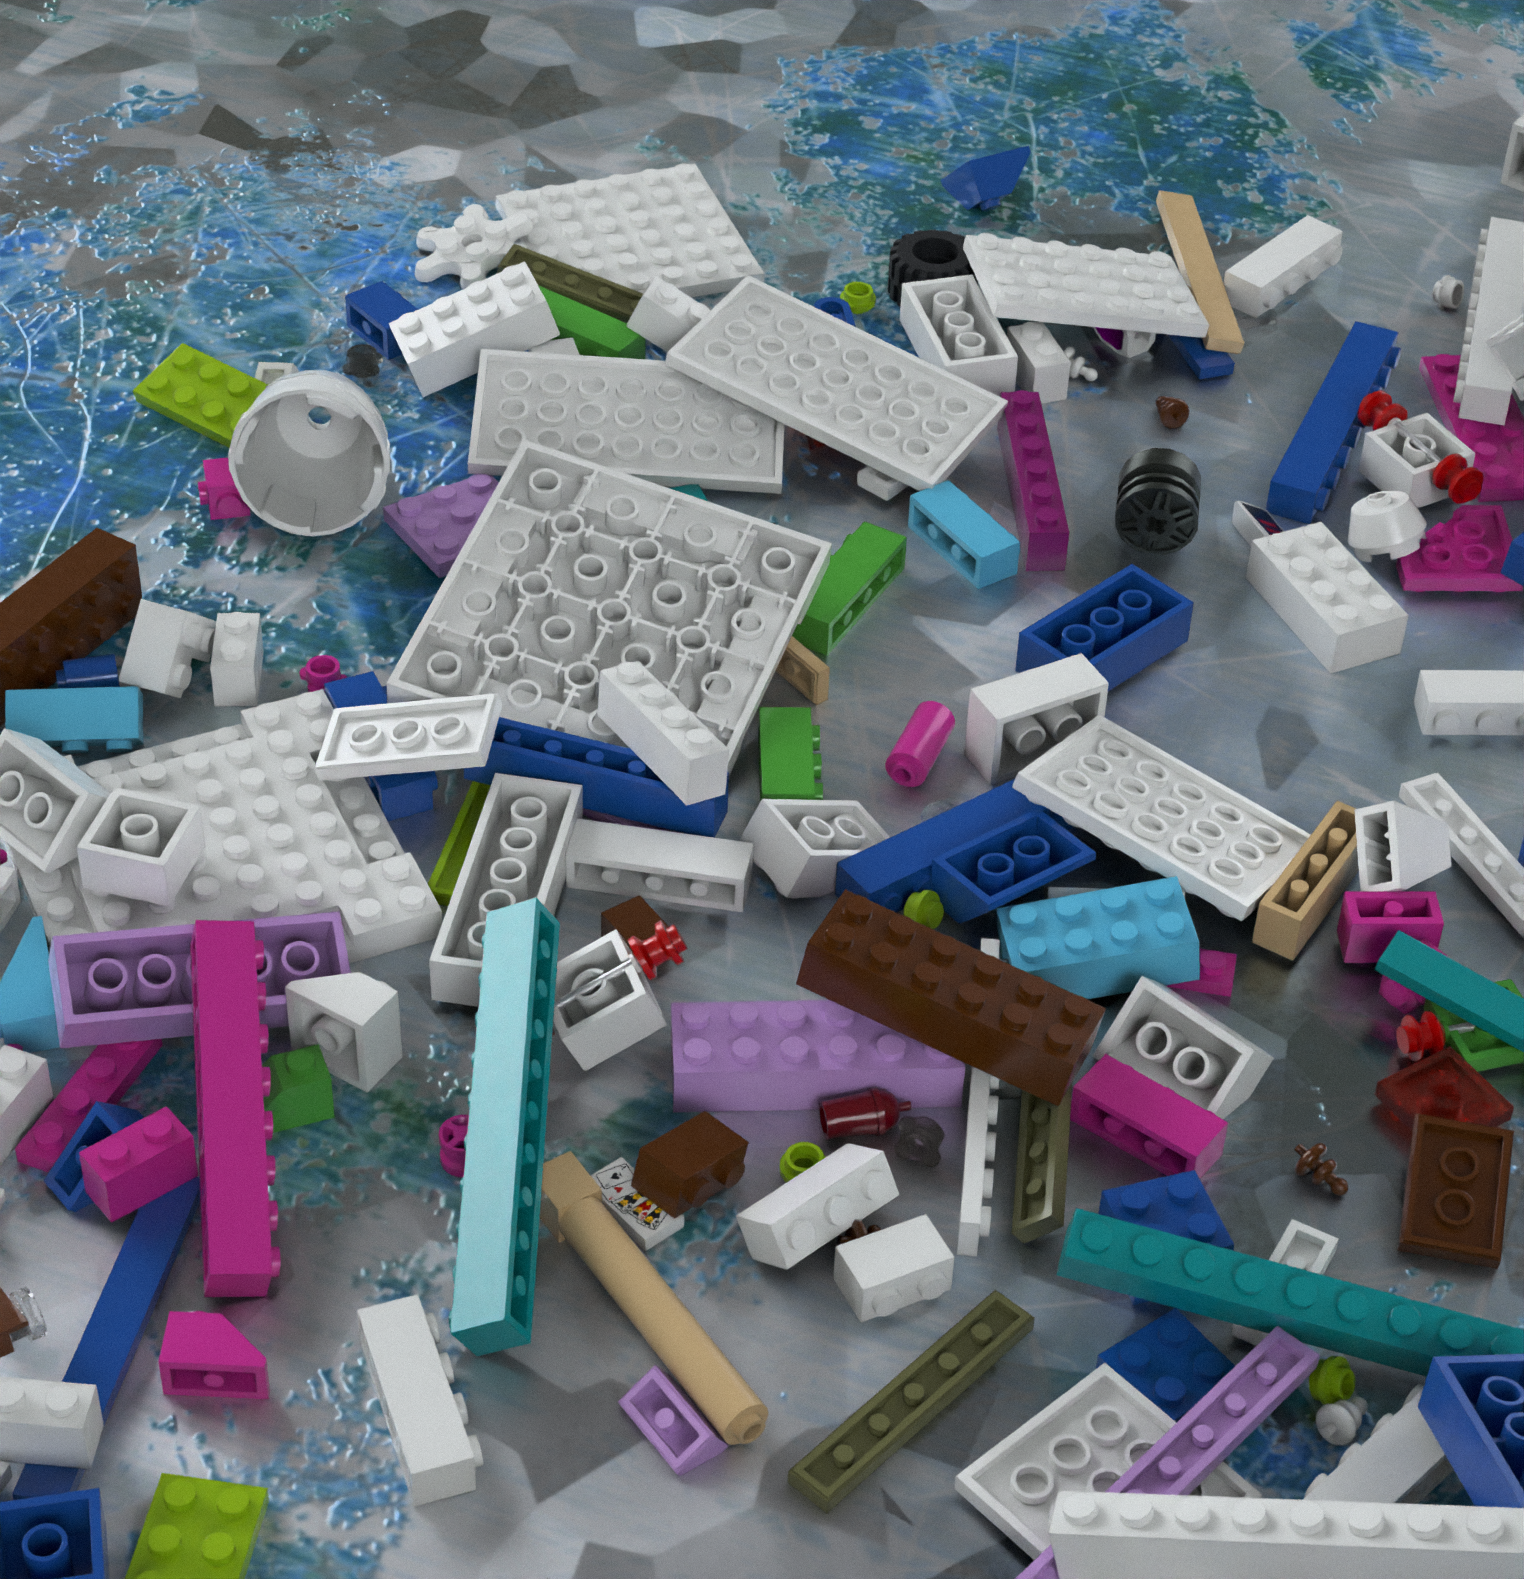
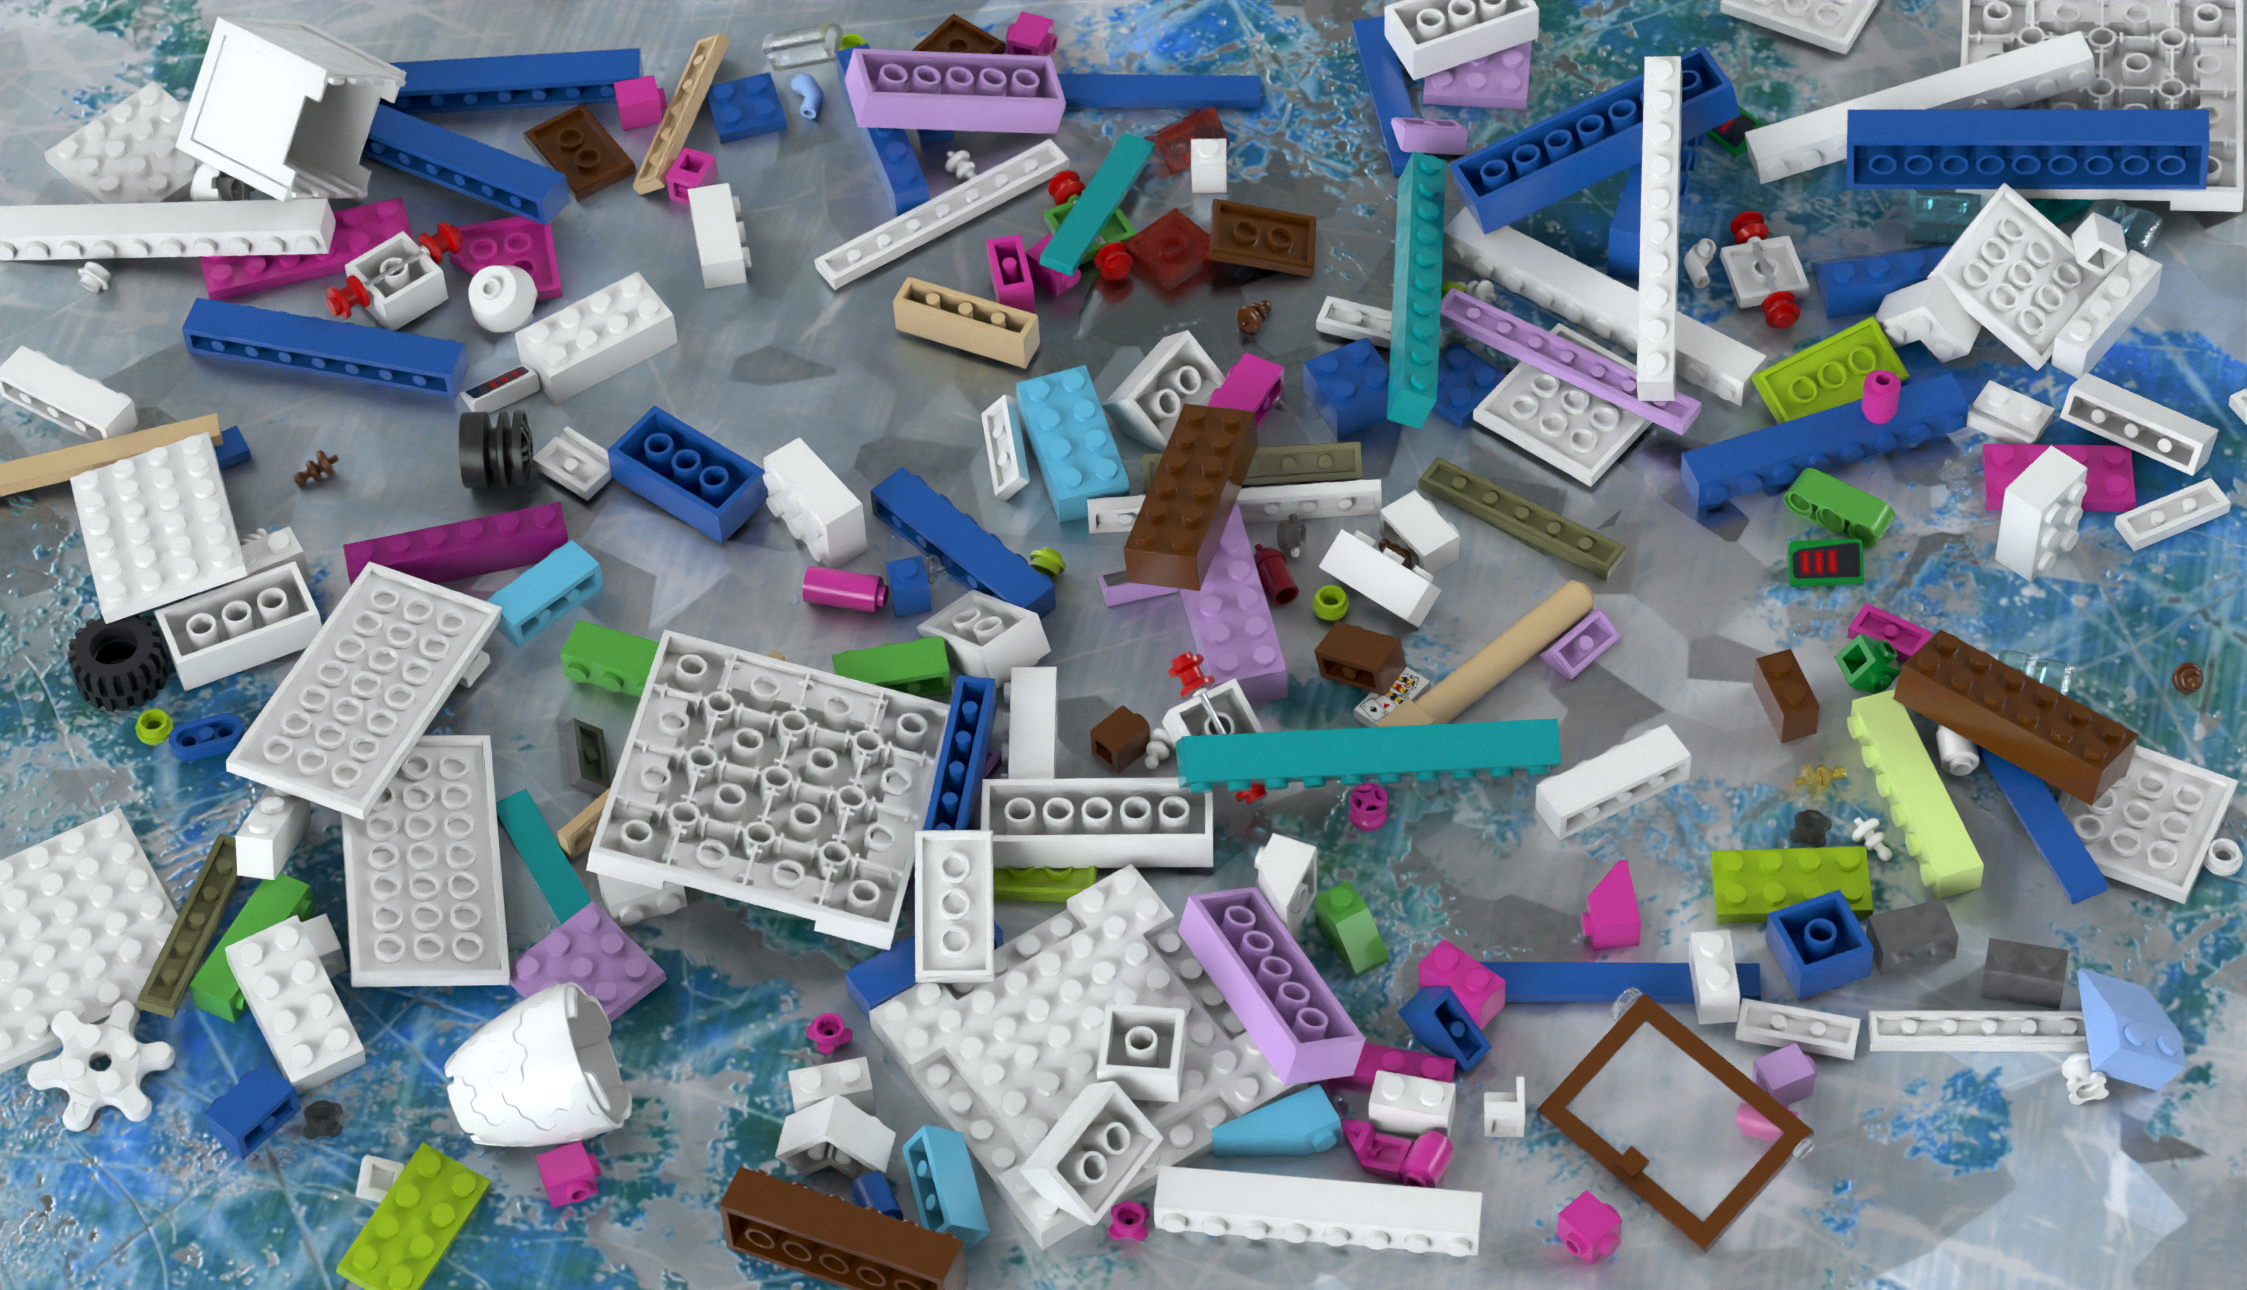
camera: 95 degrees left, 10 degrees up
(231, 1110) = (1401, 925): dark pink brick -> none
(663, 732) = (939, 709): white brick -> none
(907, 788) = (908, 586): none -> blue brick
(1005, 864) = (1008, 498): blue slope -> none
(1156, 561) = (574, 463): none -> white plate
(1164, 815) = (922, 408): white plate -> none
(1399, 846) = (941, 264): white slope -> none

